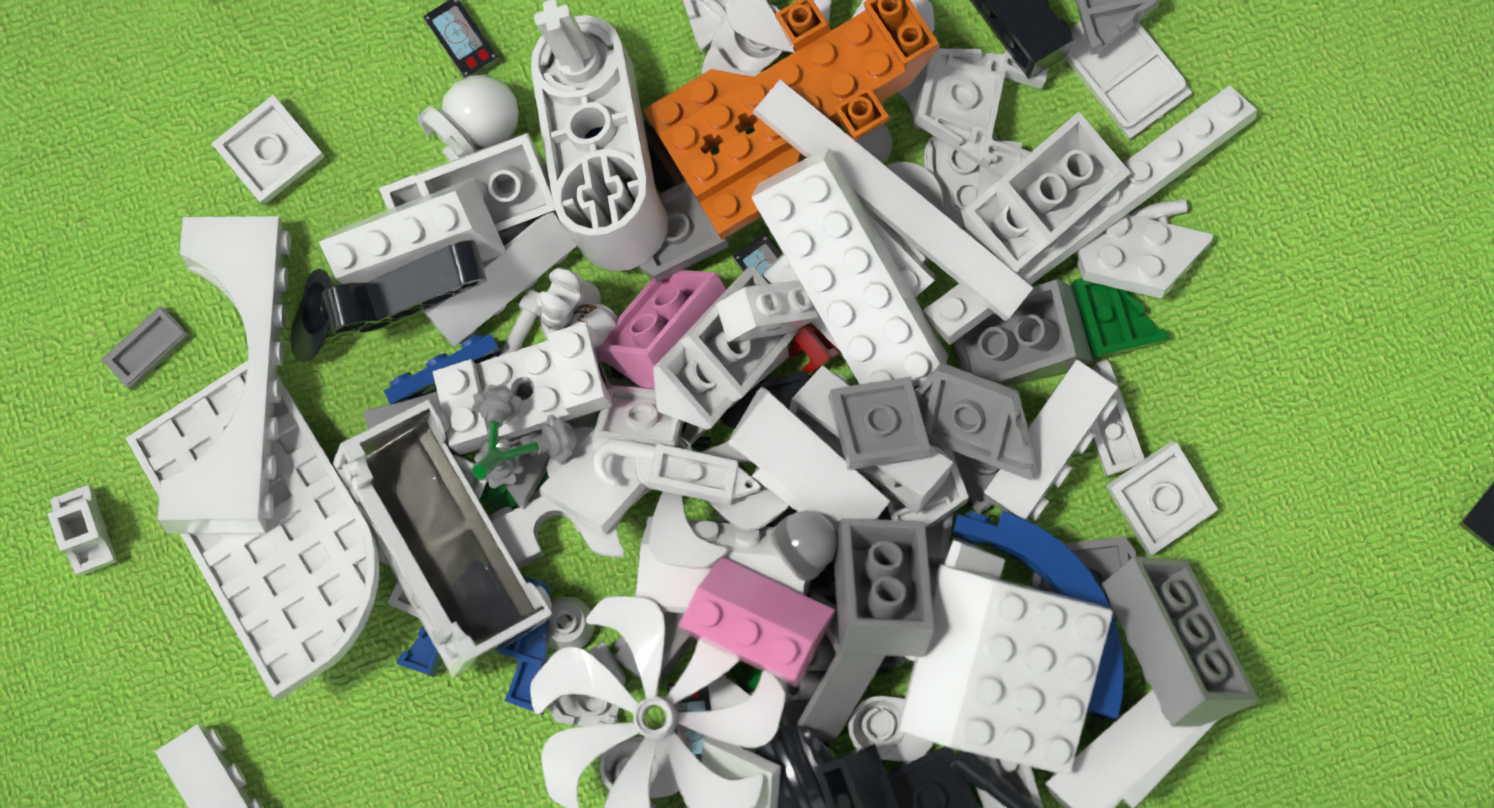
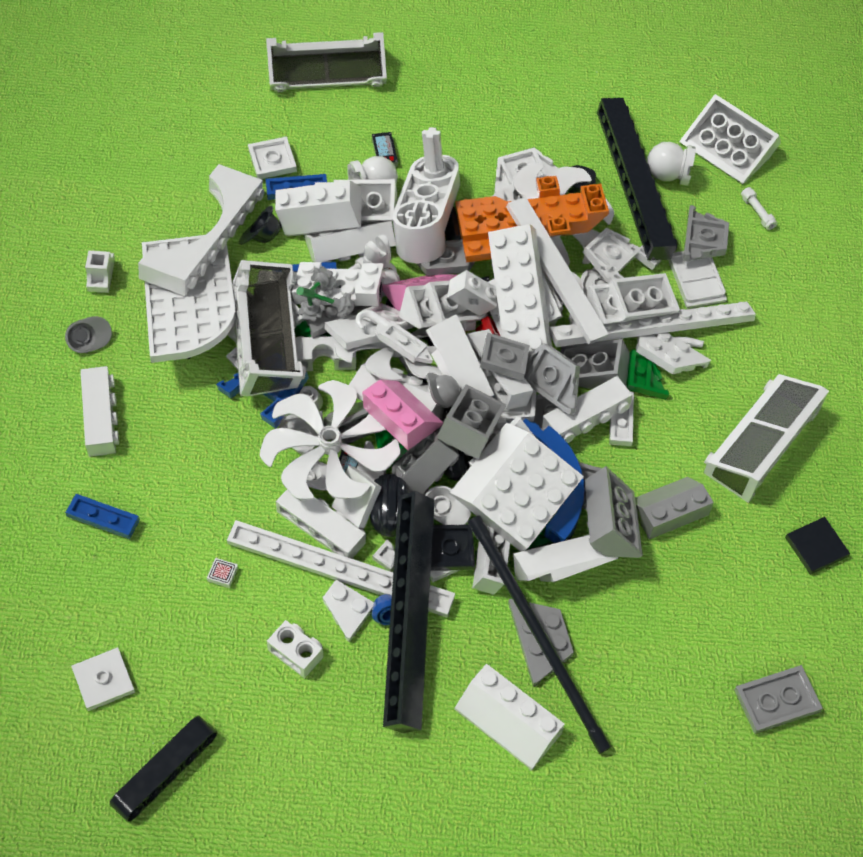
camera: 15 degrees right, 20 degrees down
(129, 670) = (88, 334): none -> light grey cap
(145, 348) = (171, 214): light grey tile -> none
(340, 193) = (274, 184): none -> blue plate
(404, 290) = (304, 224): black beam -> none
(1161, 497) = (634, 459): white plate -> none
(1255, 552) = (672, 506): none -> light grey slope
(1364, 351) = (764, 434): none -> windscreen

